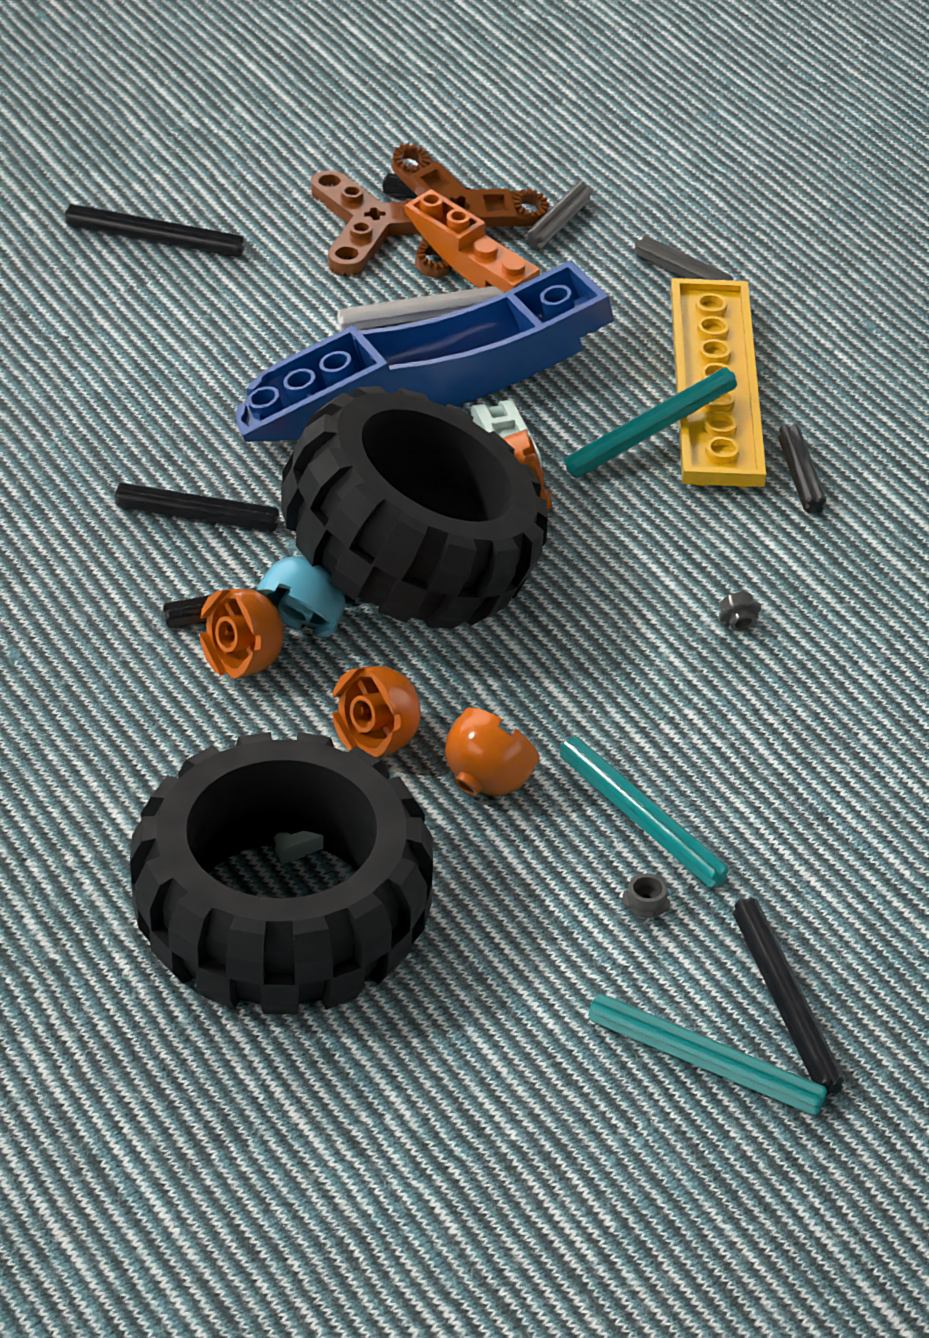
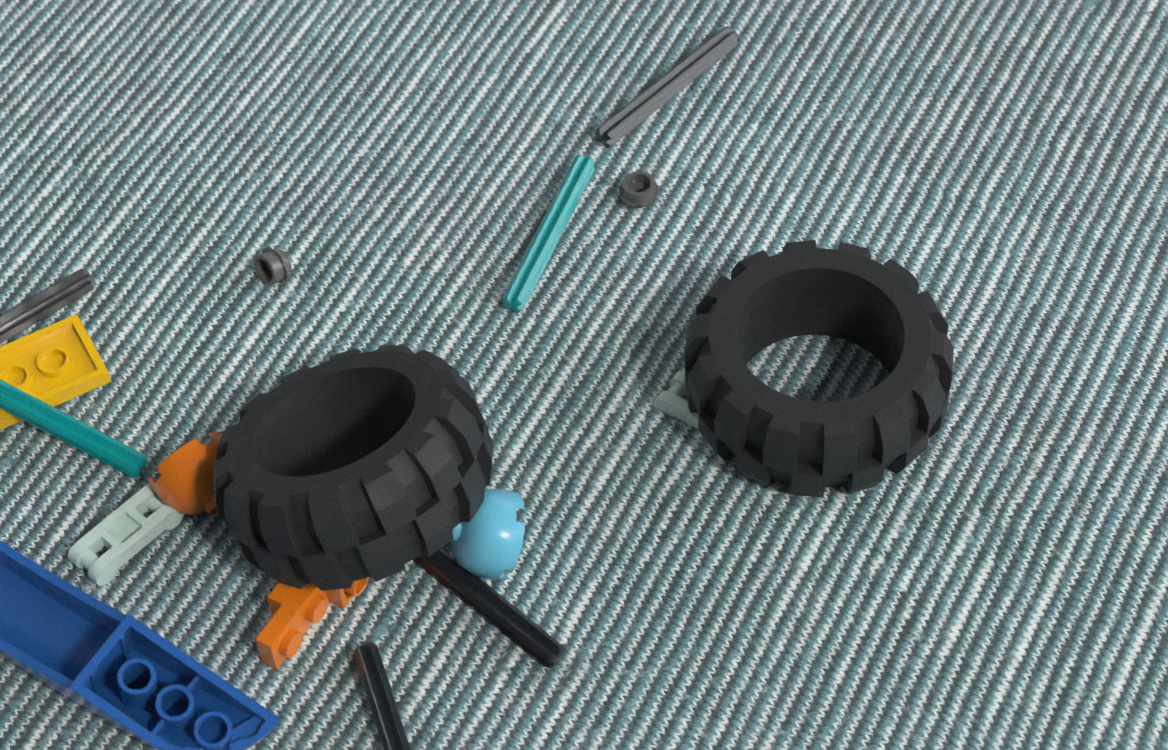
camera: 115 degrees left, 10 degrees up
(241, 632) = (557, 563): orange cylinder -> none
(376, 710) = (581, 419): orange cylinder -> none
(486, 756) = (580, 328): orange cylinder -> none
(708, 1054) = (756, 106): teal axle -> none

